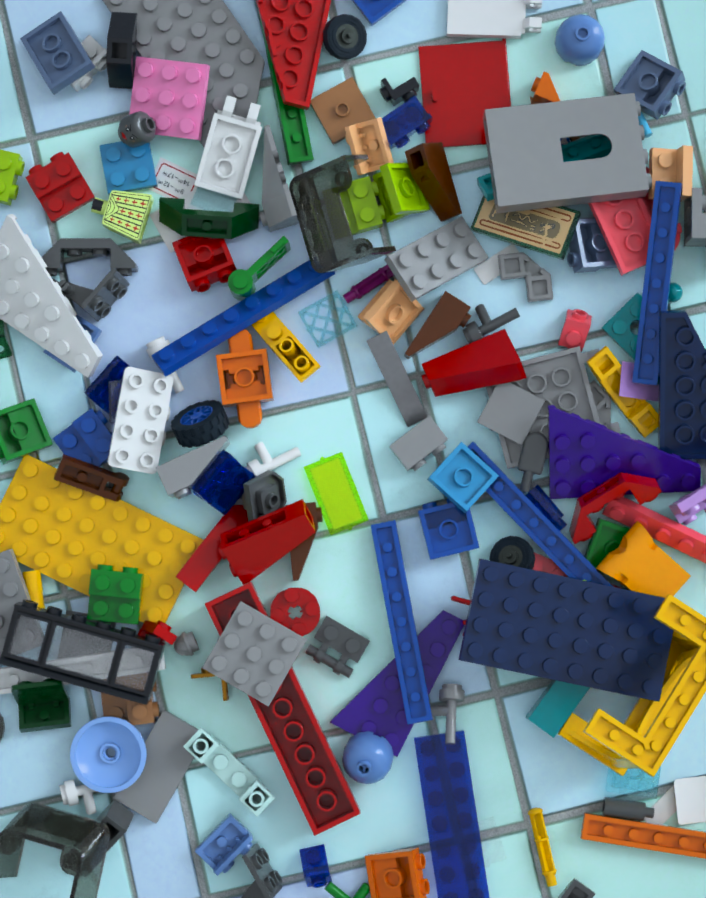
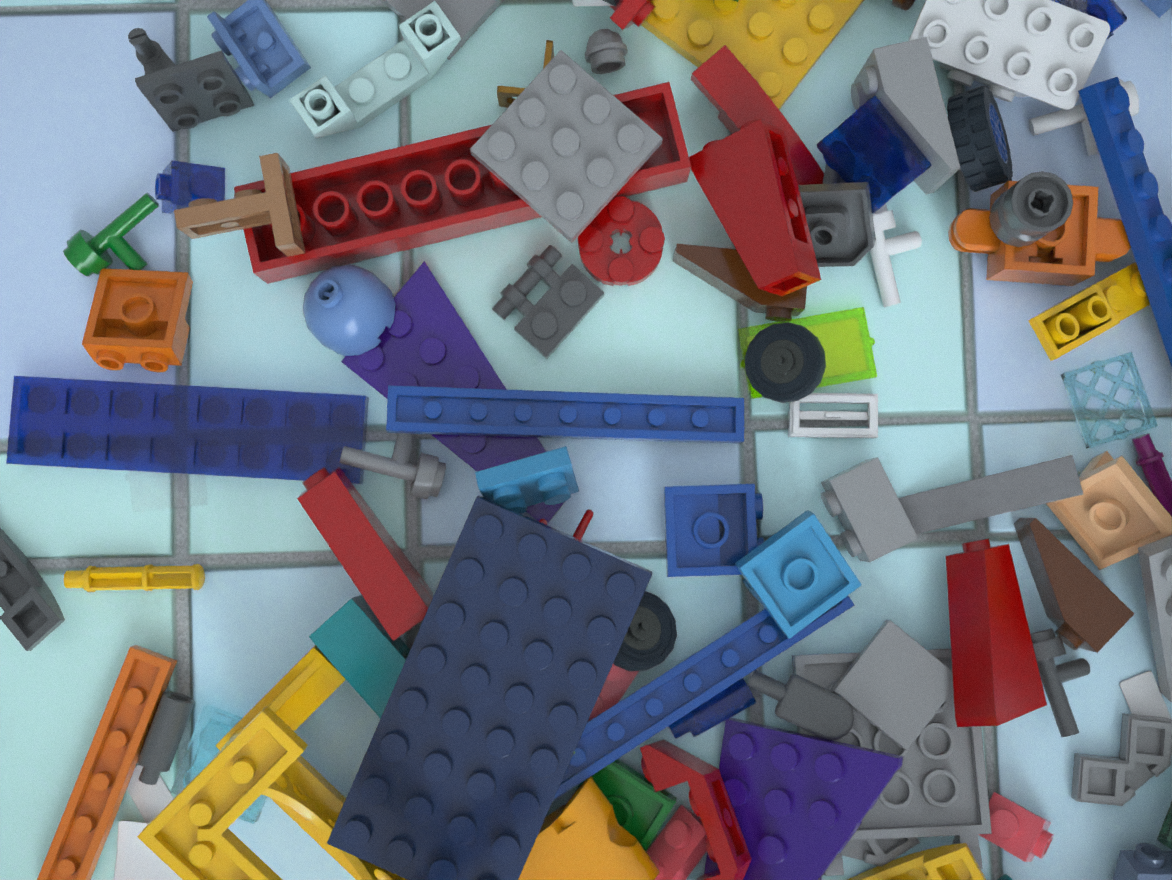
camera: 100 degrees right, 0 degrees up
(241, 393) = (1031, 209): none -> dark grey wheel
(326, 819) = (250, 209): none -> medium nougat bracket
(346, 506) = (785, 362): none -> black wheel
(373, 493) = (871, 416): none -> white tile
(441, 628) = (530, 481): none -> dark azure plate
(500, 716) = (366, 551): none -> red slope

